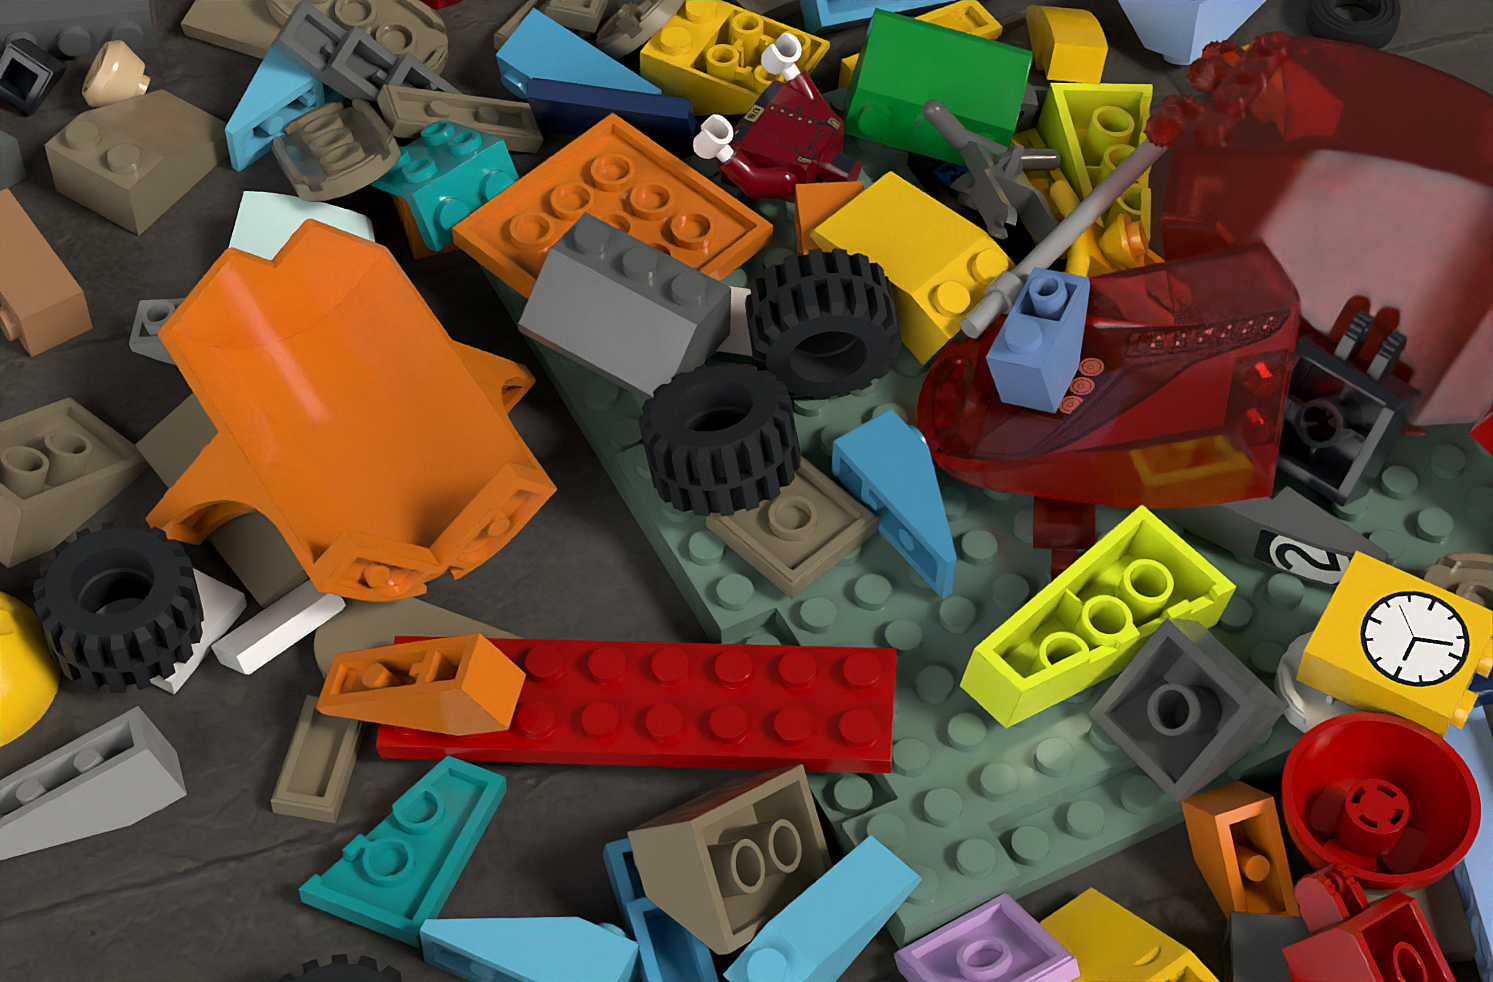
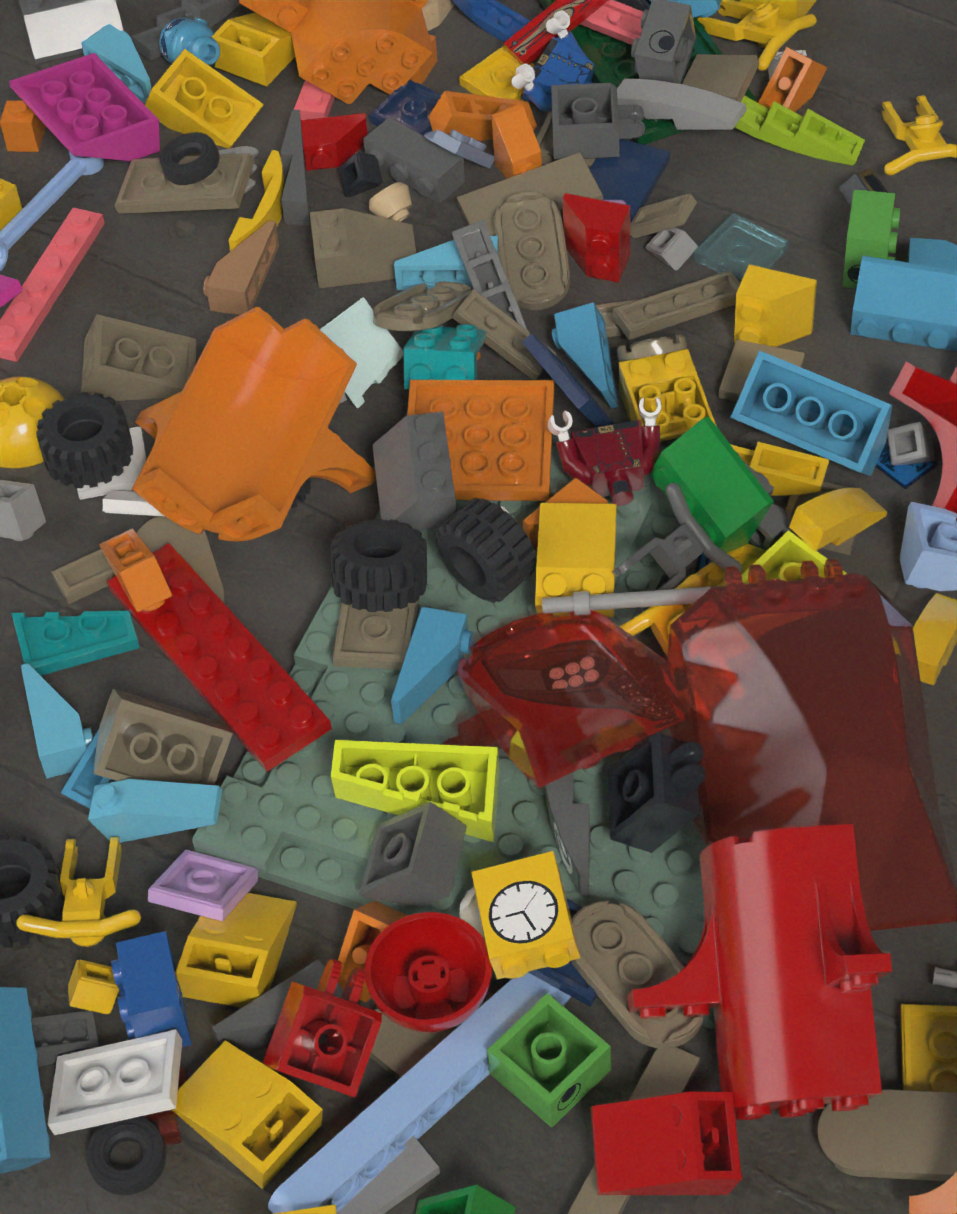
camera: 55 degrees right, 0 degrees up
(1041, 340) = (566, 638): medium blue slope -> none

